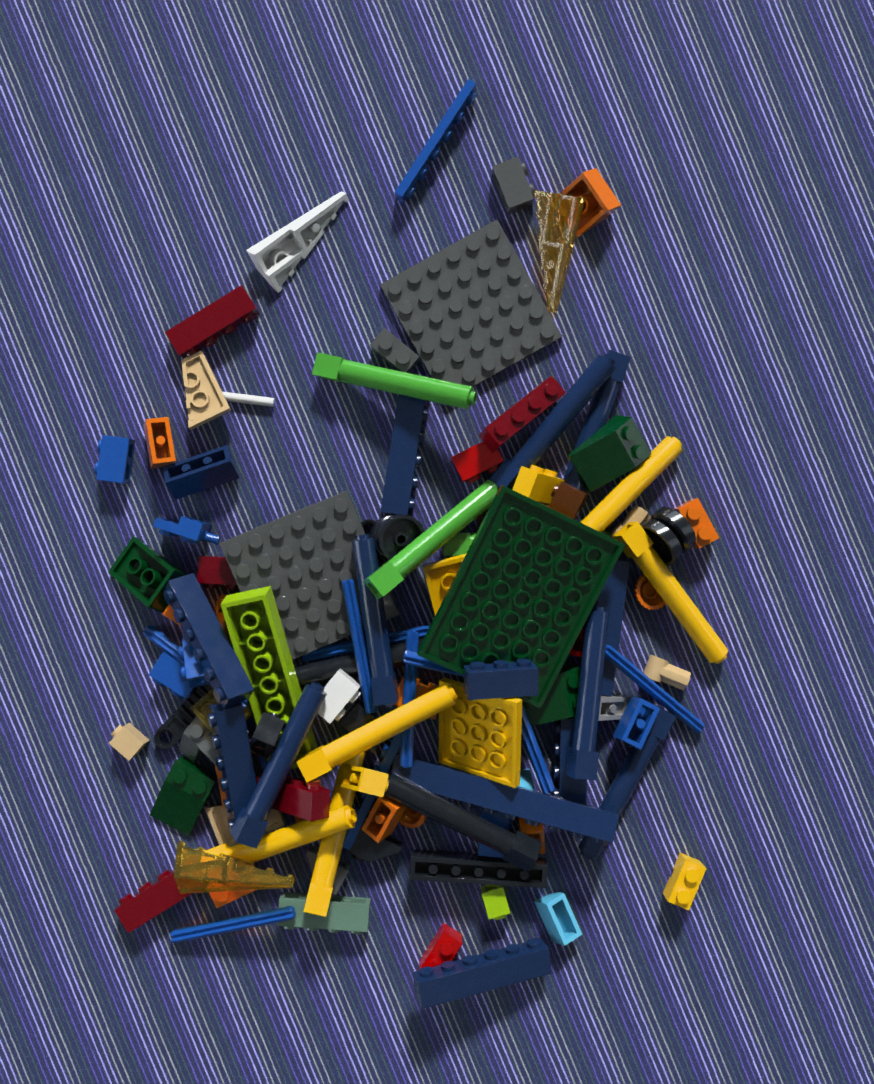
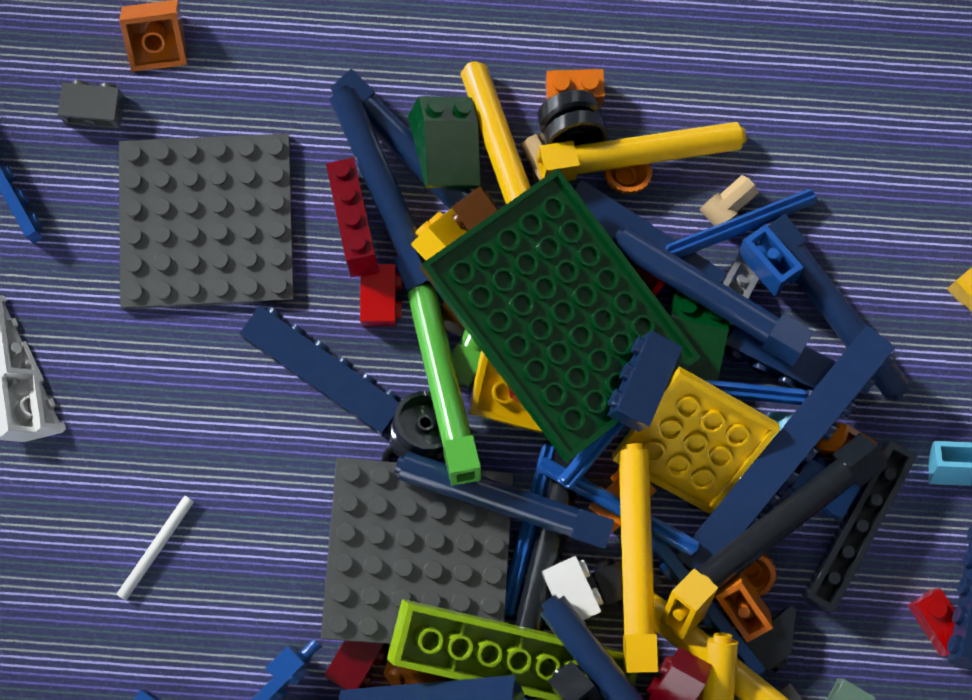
camera: 60 degrees left, 10 degrees down
(159, 442) = (165, 656): orange brick -> none
(200, 472) = (226, 623): dark blue brick -> none
(203, 393) = (133, 573): tan wing -> none
(212, 322) = (58, 522): dark red brick -> none
(359, 643) = (526, 534): blue axle -> none
(393, 381) = (194, 399): bright green brick -> none
(394, 352) = (206, 327): dark grey brick -> none
(495, 901) = (907, 526): lime brick -> none
(558, 226) = (164, 77): clear yellow wedge -> none

